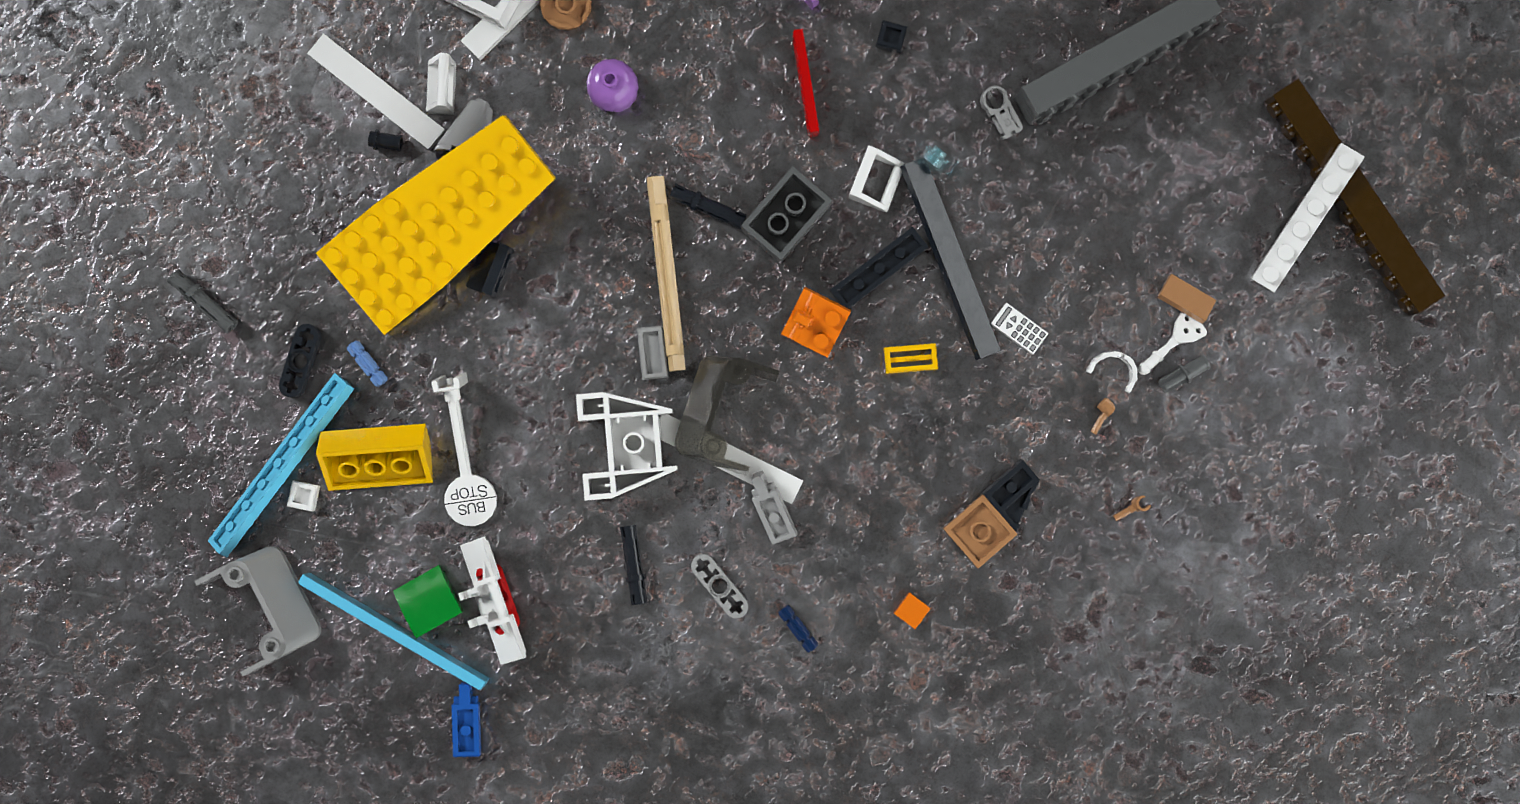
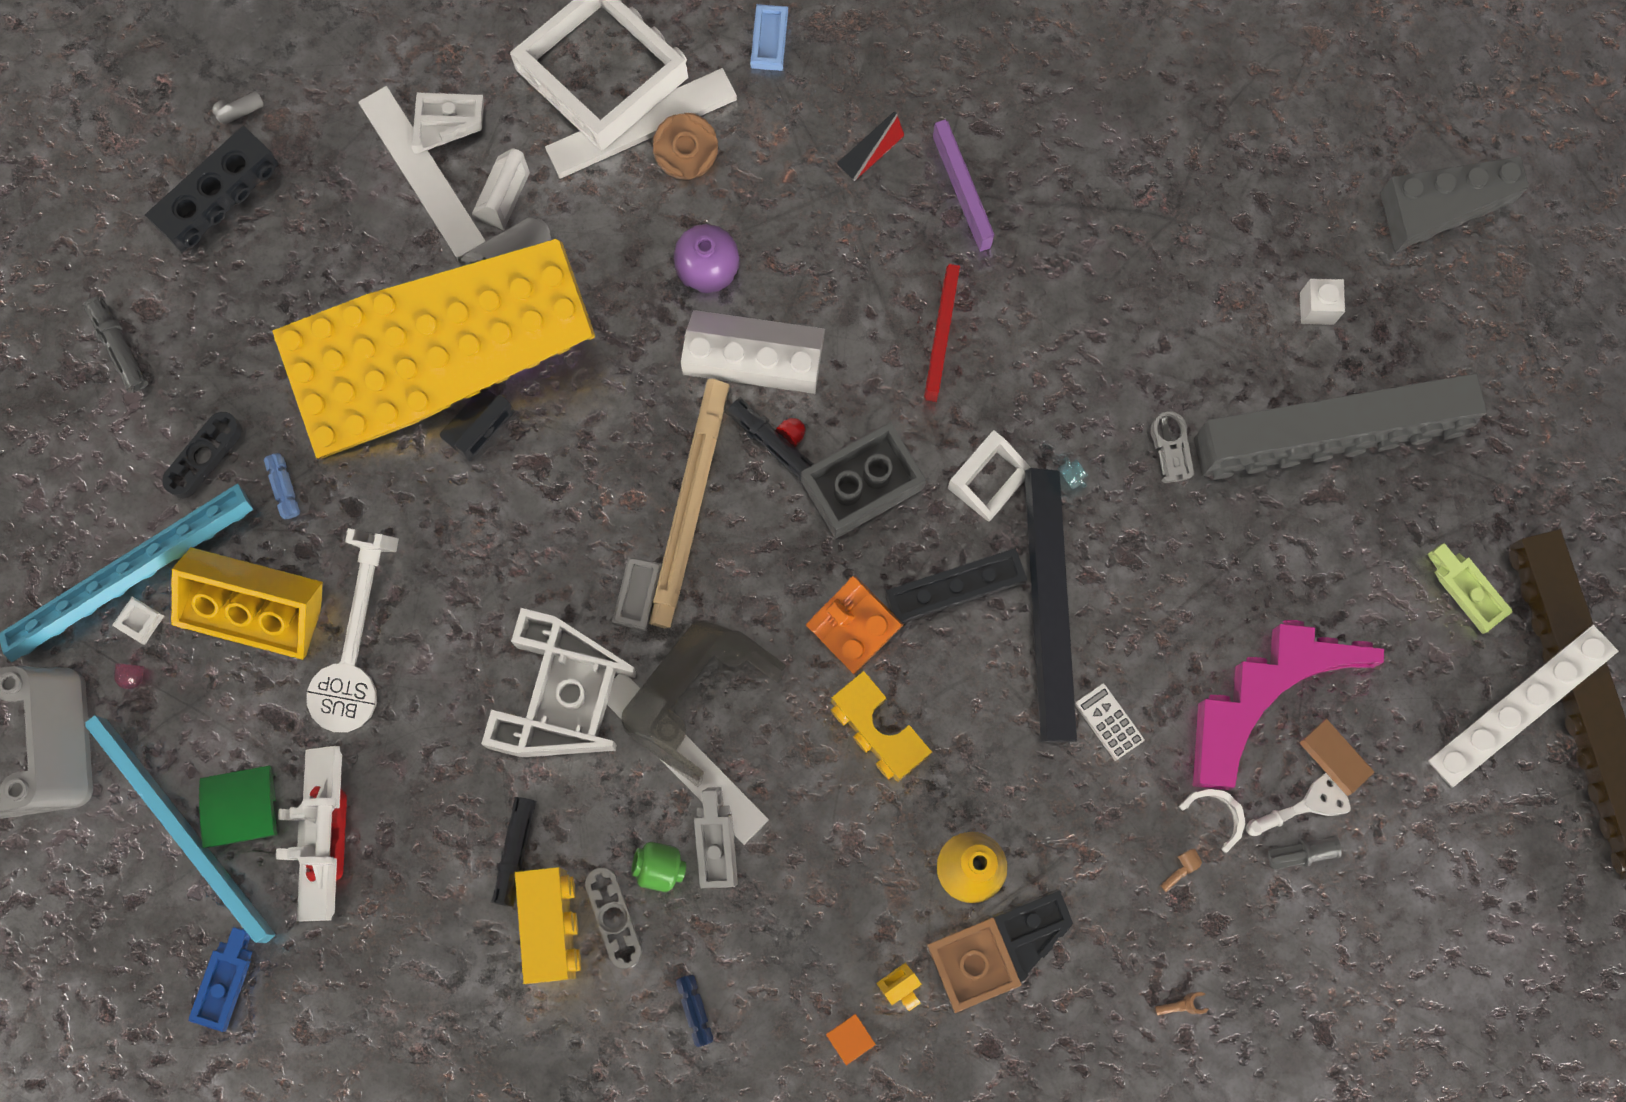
camera: 20 degrees right, 10 degrees down
(223, 85) = (230, 112): none -> light grey arm
(223, 145) = (212, 173): none -> black brick
(313, 538) = (128, 675): none -> clear pink hinge
(378, 44) = (445, 118): none -> white wing
(385, 141) = (403, 228): black pin -> none
(672, 144) = (752, 351): none -> white slope
(677, 609) = (547, 925): none -> yellow brick
(721, 194) = (792, 430): none -> red hinge
(738, 540) = (658, 866): none -> bright green head
(838, 380) = (896, 753): none -> yellow arch
(891, 36) = (1066, 314): black tile -> none
(933, 356) = (955, 725): yellow tile -> none
(934, 563) = (900, 986): none -> yellow tile
(945, 464) = (957, 870): none -> yellow cone
(1135, 237) = (1294, 657): none -> dark pink arch
(1245, 143) = (1469, 588): none -> yellowish green hinge

